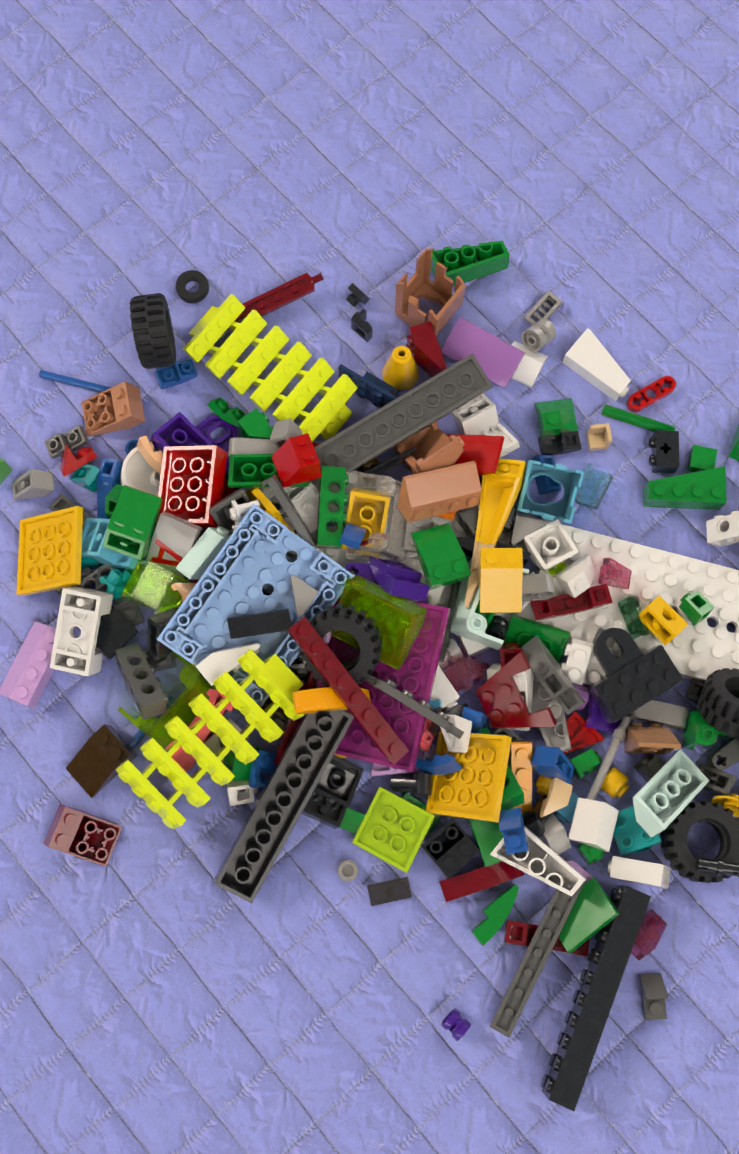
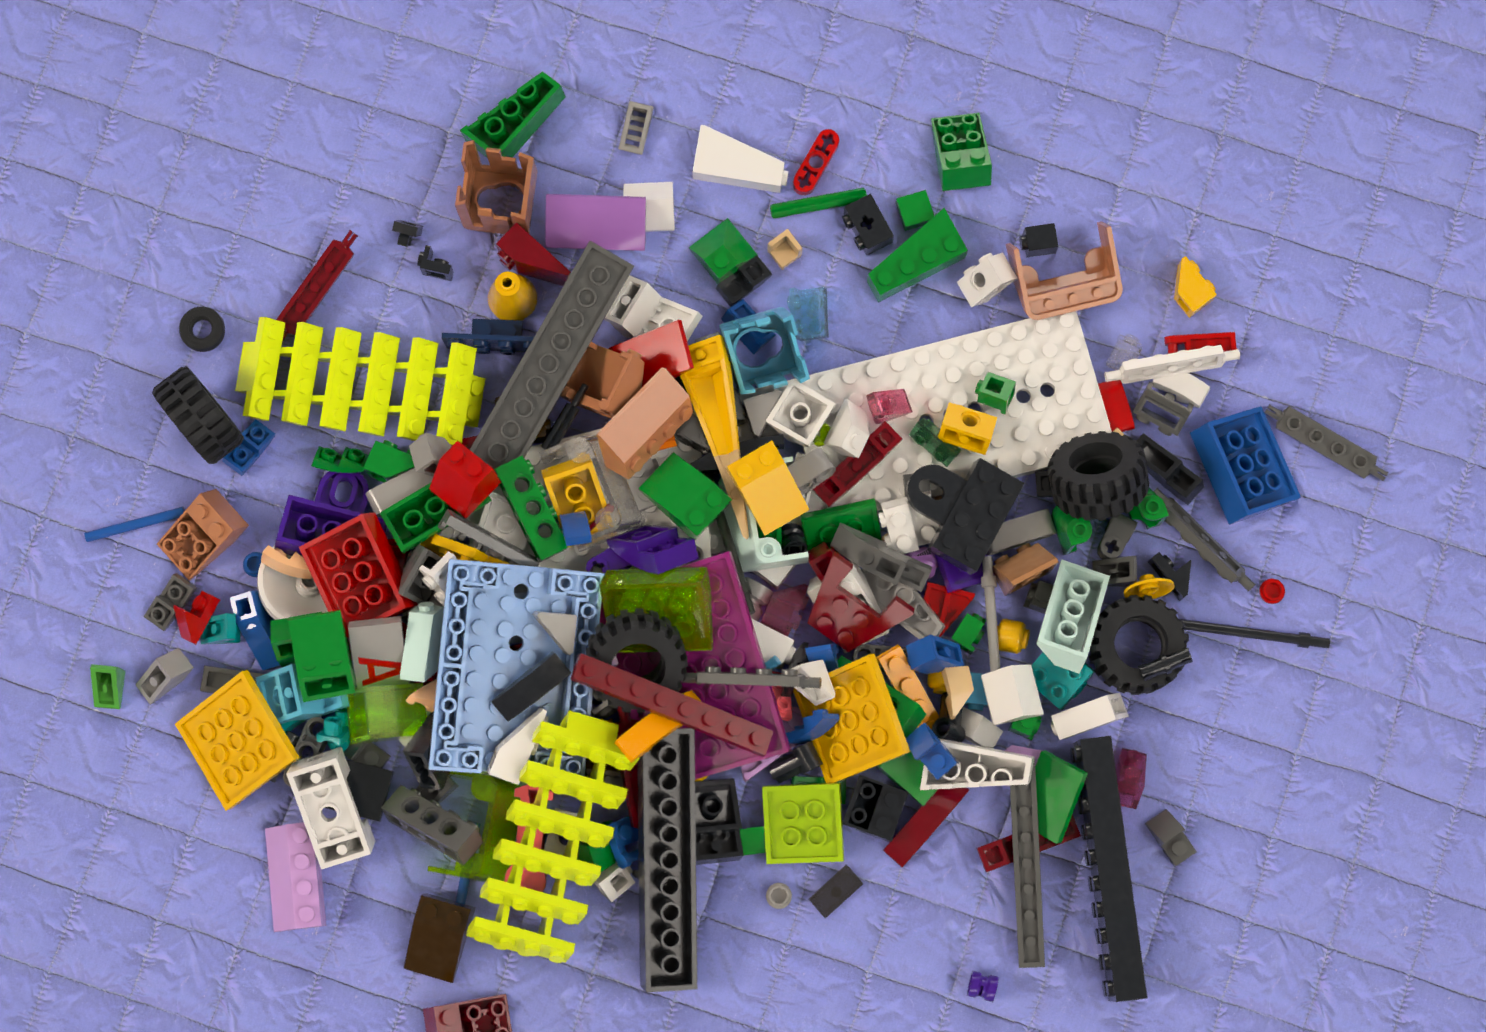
camera: 30 degrees left, 5 degrees up
(495, 915) = (962, 850): green slope -> none
(538, 335) = (648, 164): light grey wheel -> none

